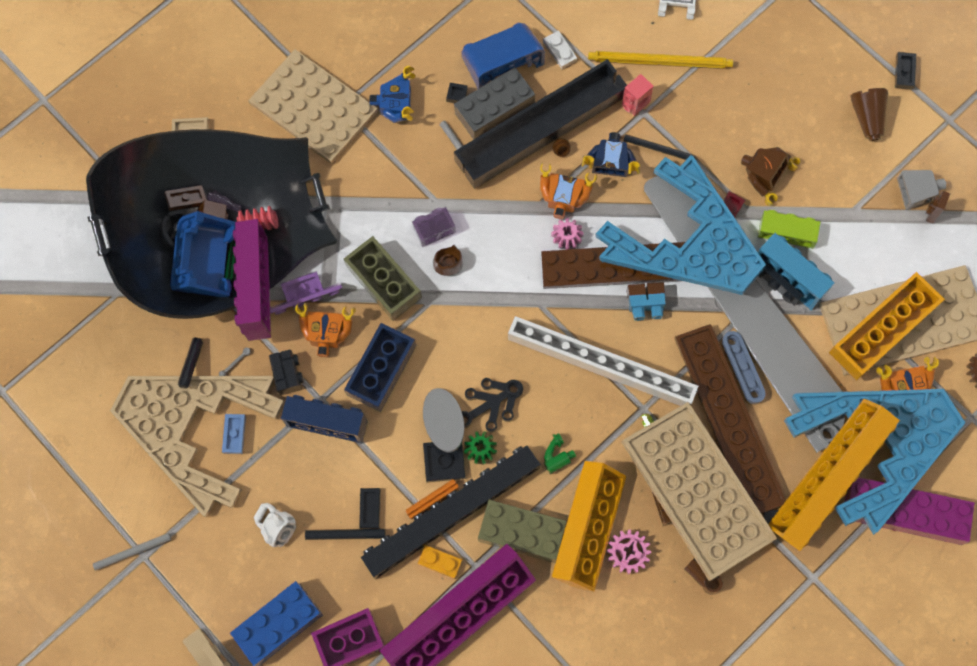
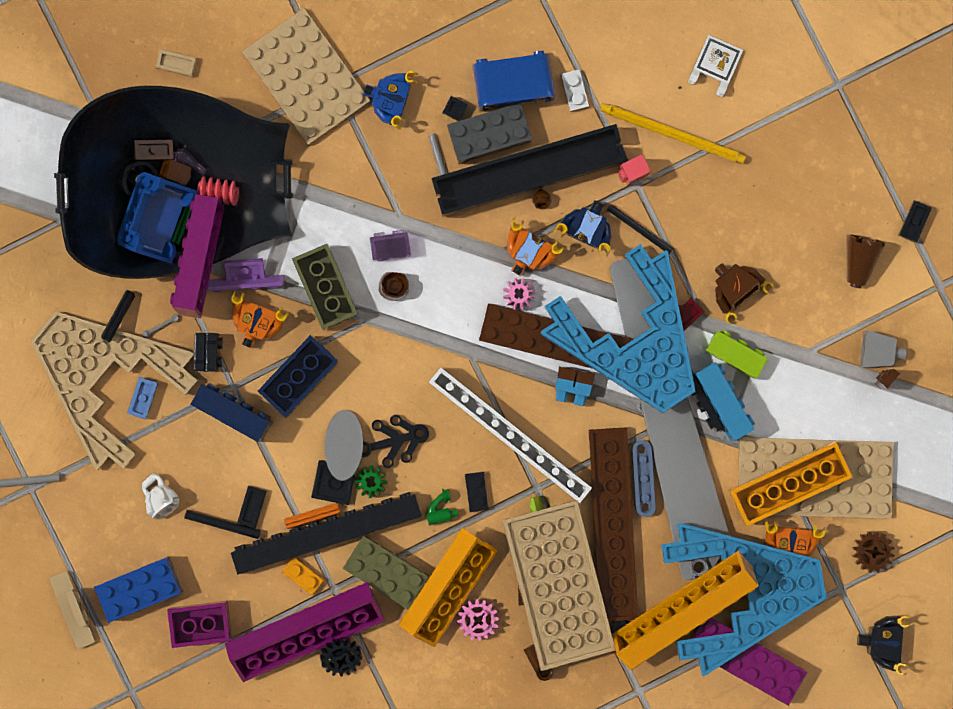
camera: 10 degrees right, 15 degrees up
(502, 630) = (341, 656): none -> black gear
(586, 428) = (476, 491): none -> black plate

